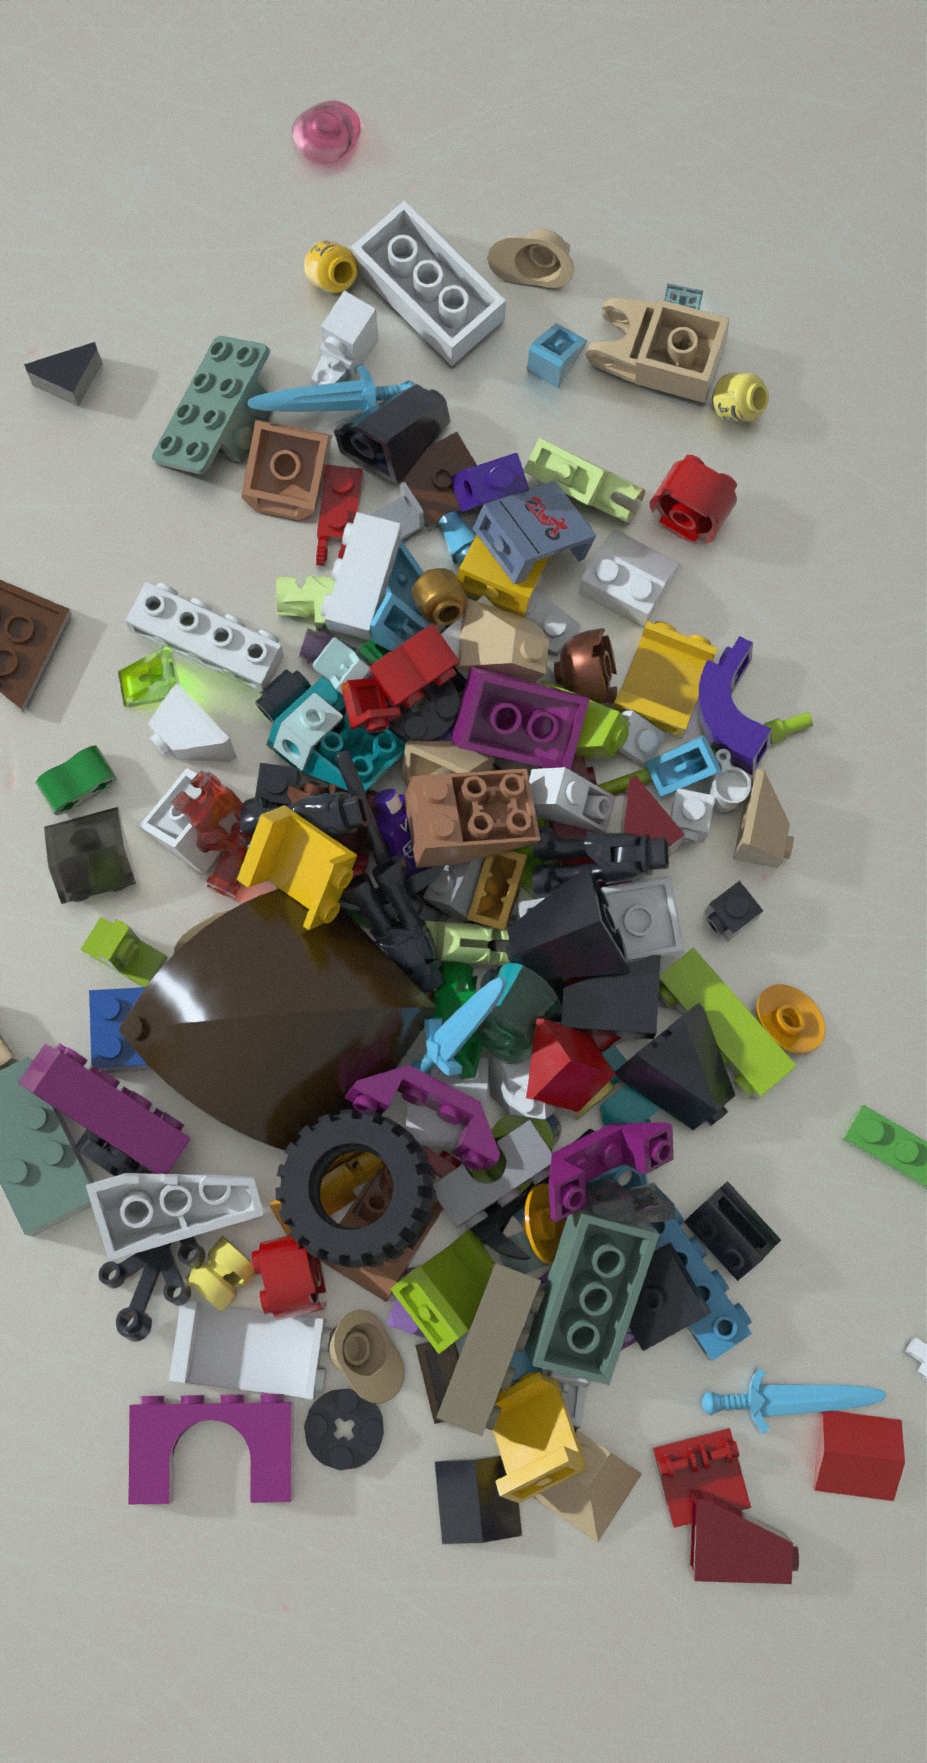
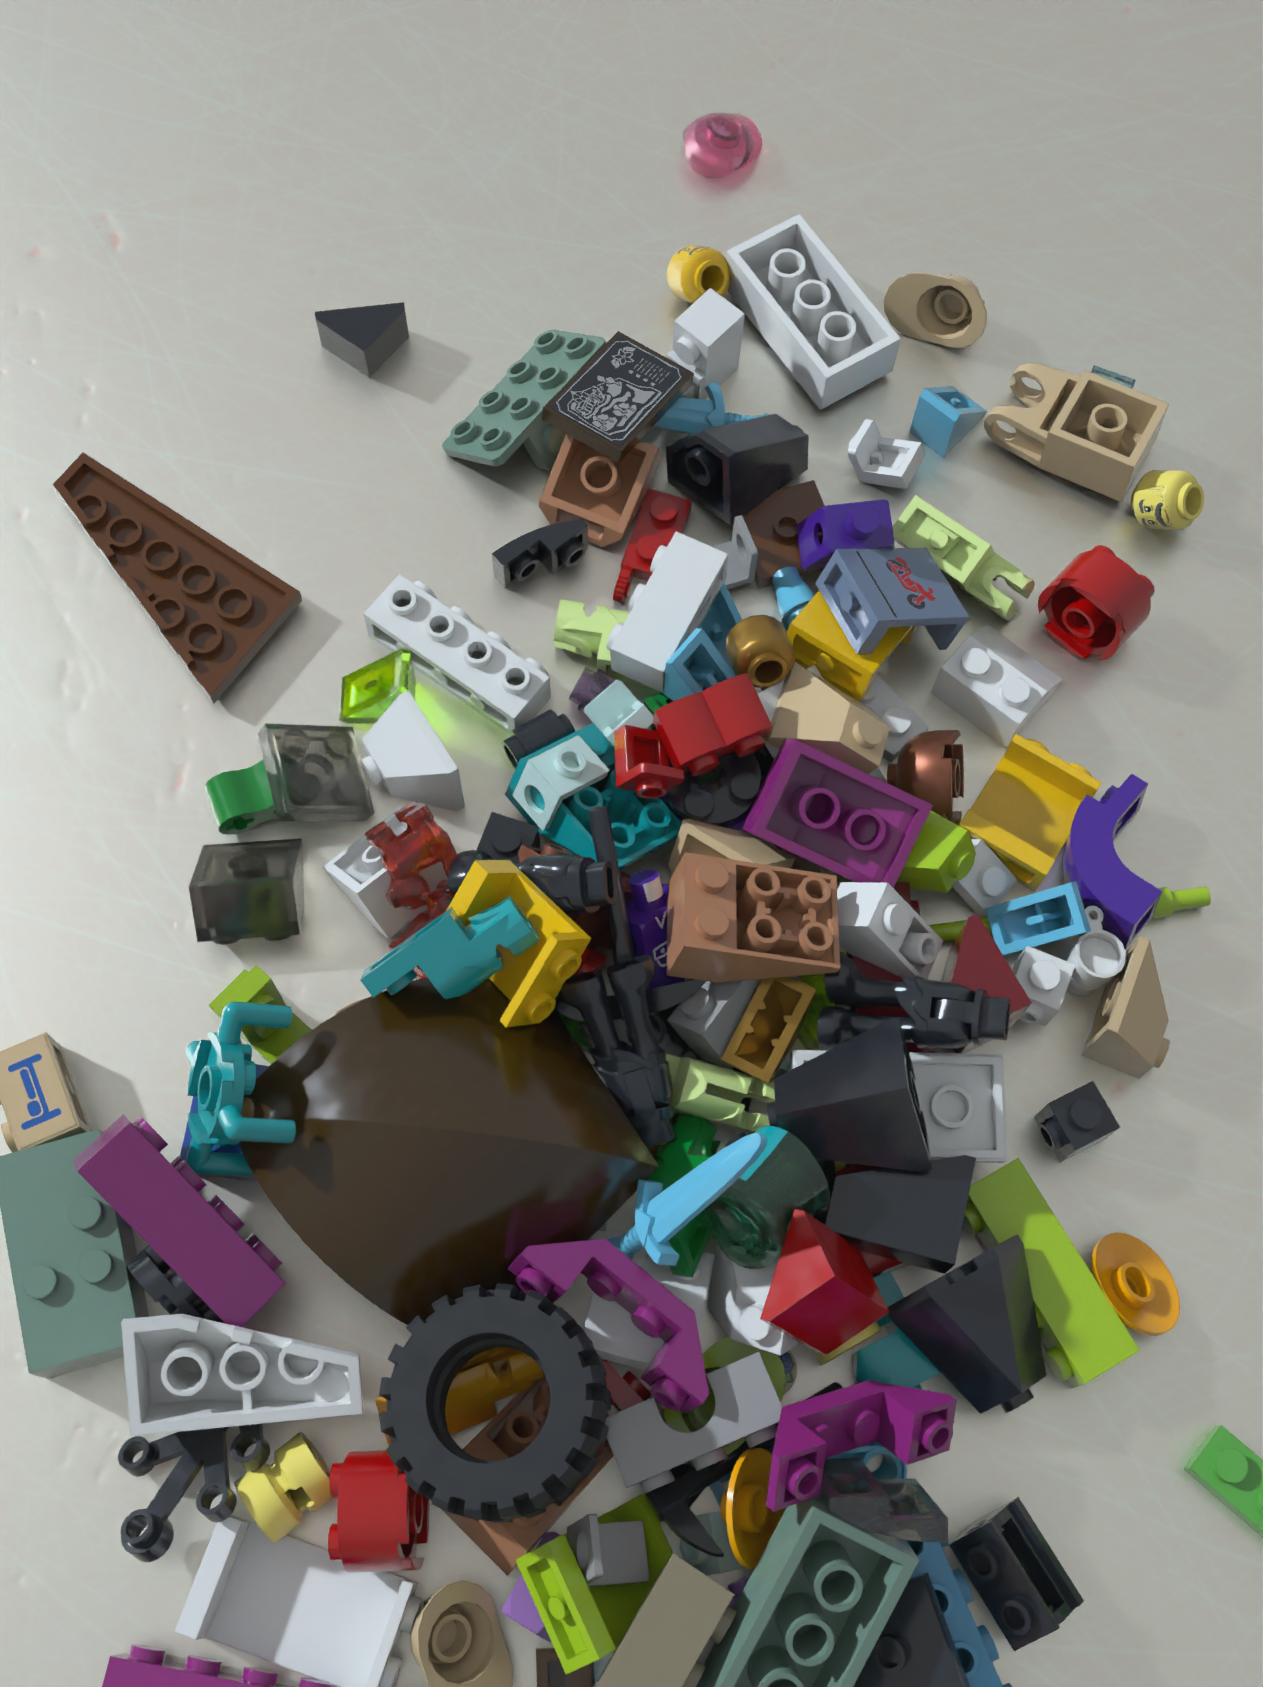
camera: 10 degrees right, 10 degrees down
(116, 1013) = (220, 1078): none -> teal plate
(118, 755) = (315, 773): none -> clear smoke plate
(259, 884) = (452, 954): none -> teal plate
(260, 530) = (551, 545): none -> black slope
(287, 397) = (617, 396): none -> tile
(452, 1271) = (609, 1551): none -> light grey bracket
(510, 402) = (884, 459): none -> white bracket

